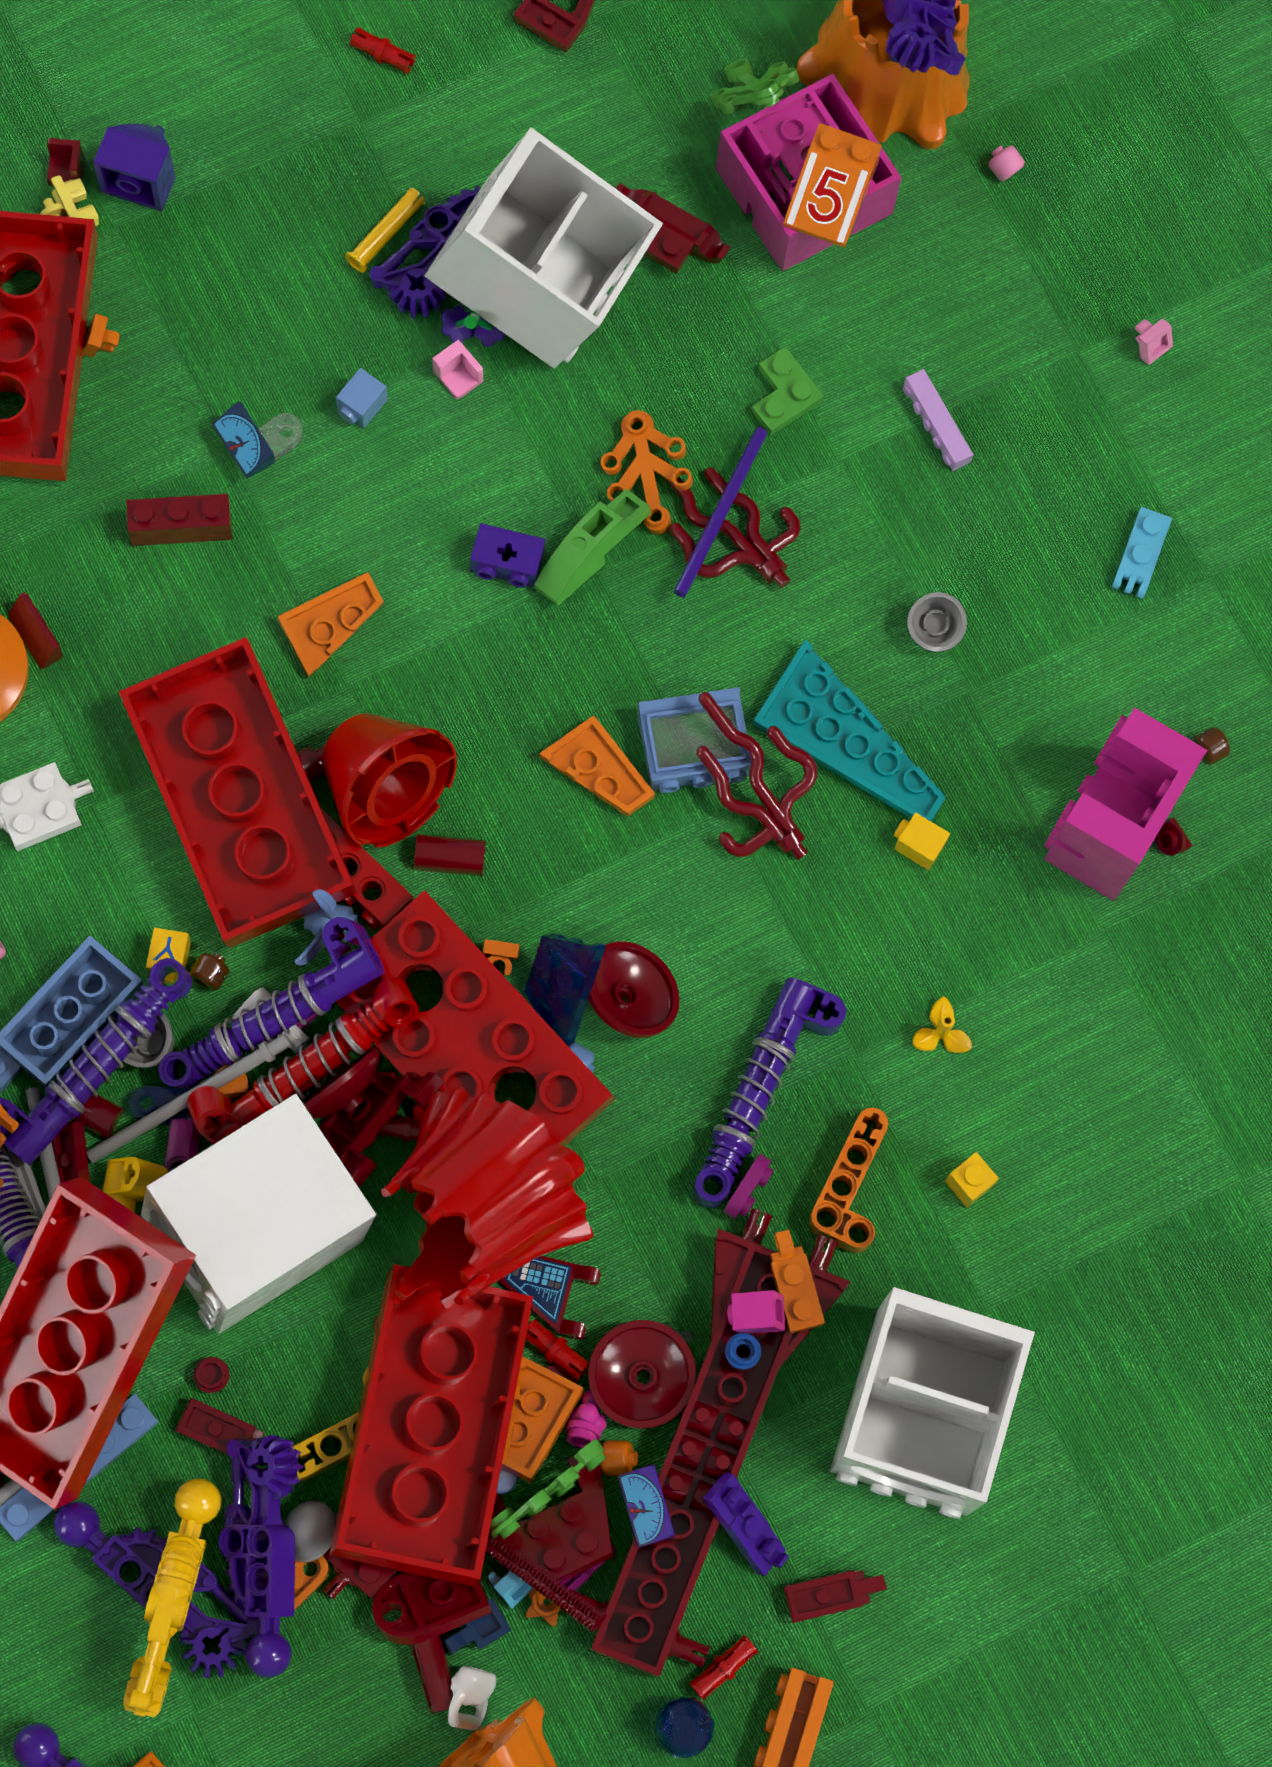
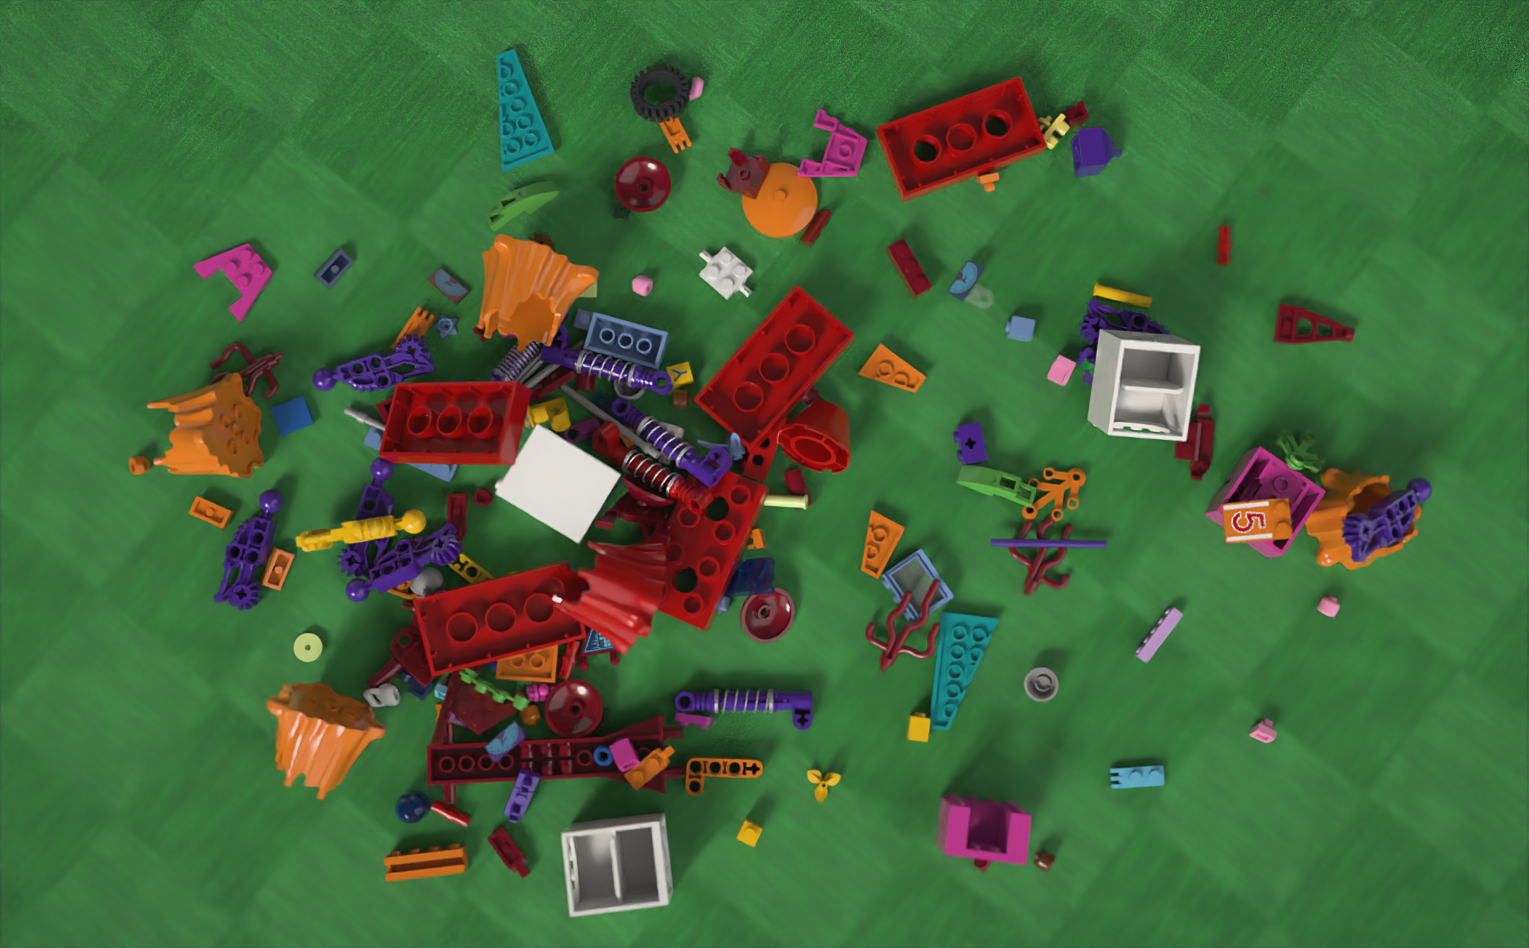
camera: 75 degrees right, 10 degrees up
(461, 877) = (786, 501): none -> yellowish green pin
(793, 392) = (1134, 551): bright green plate -> none

